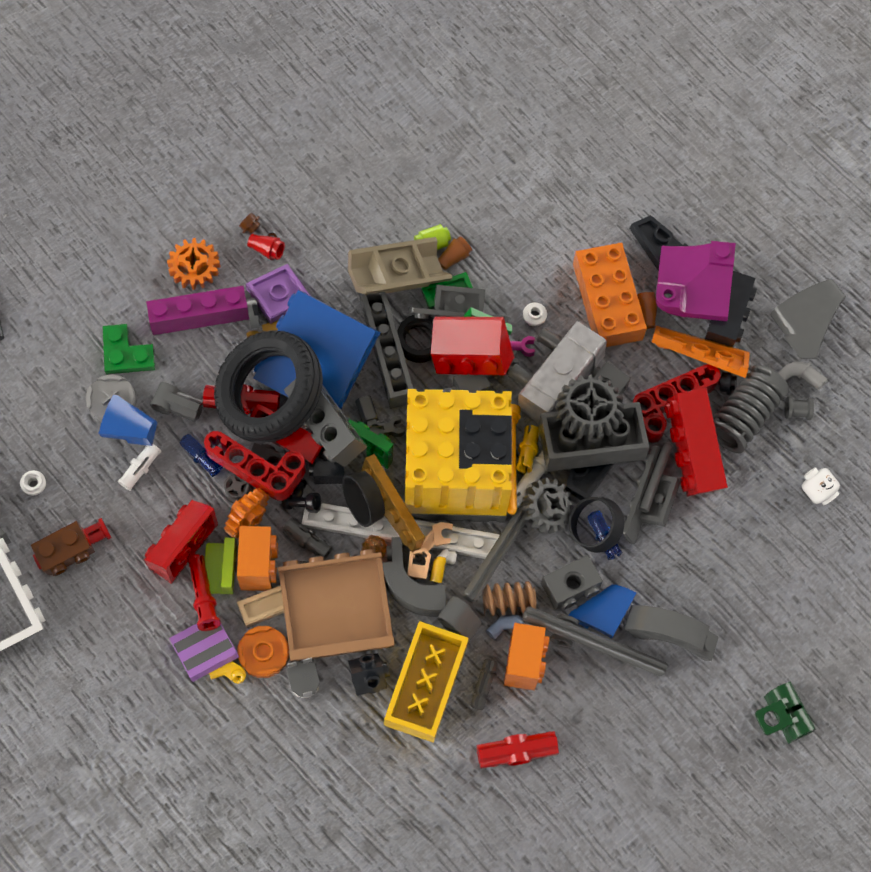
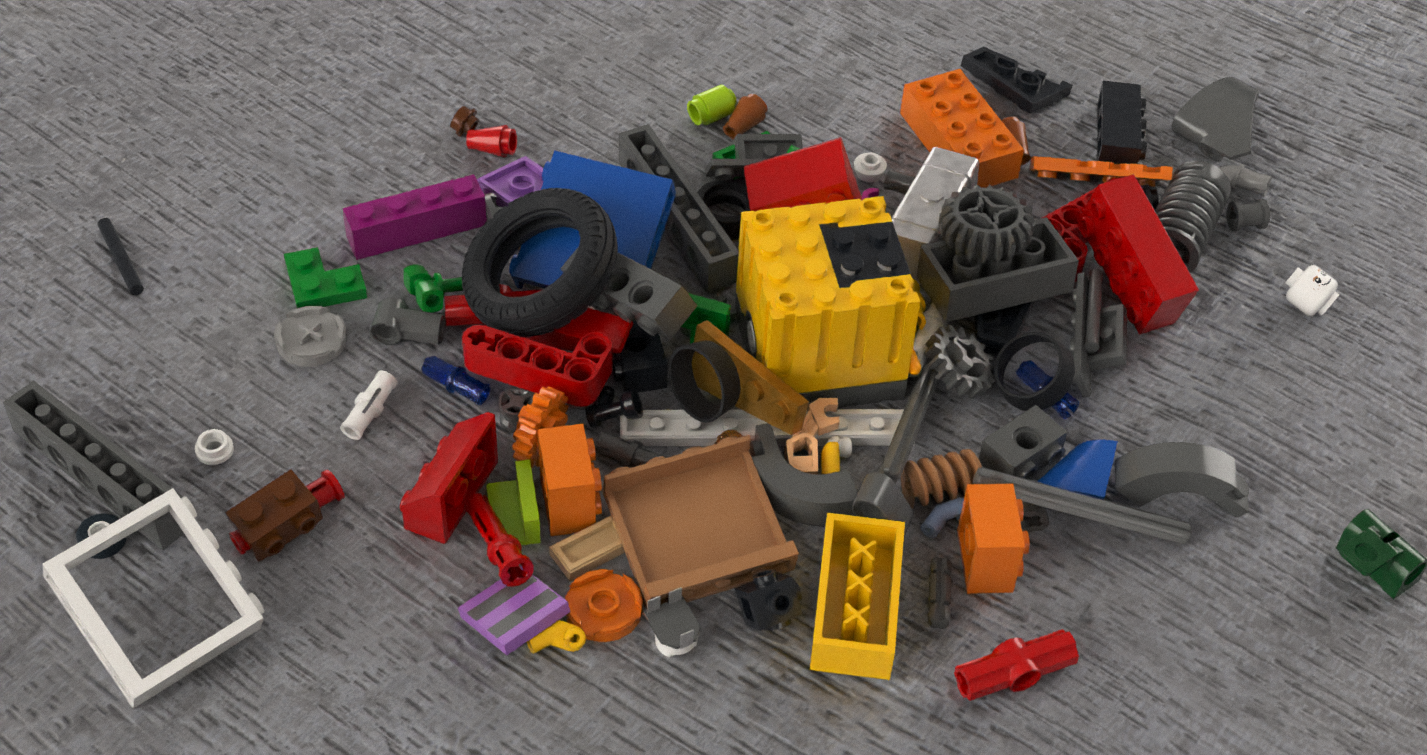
camera: 10 degrees left, 20 degrees down
(127, 423) = (338, 349): blue slope -> none
(184, 259) = (397, 168): orange gear -> none
(195, 376) = (428, 289): none -> green bar
(396, 266) = (672, 123): dark tan piece -> none
(696, 279) = (1070, 91): magenta slope -> none

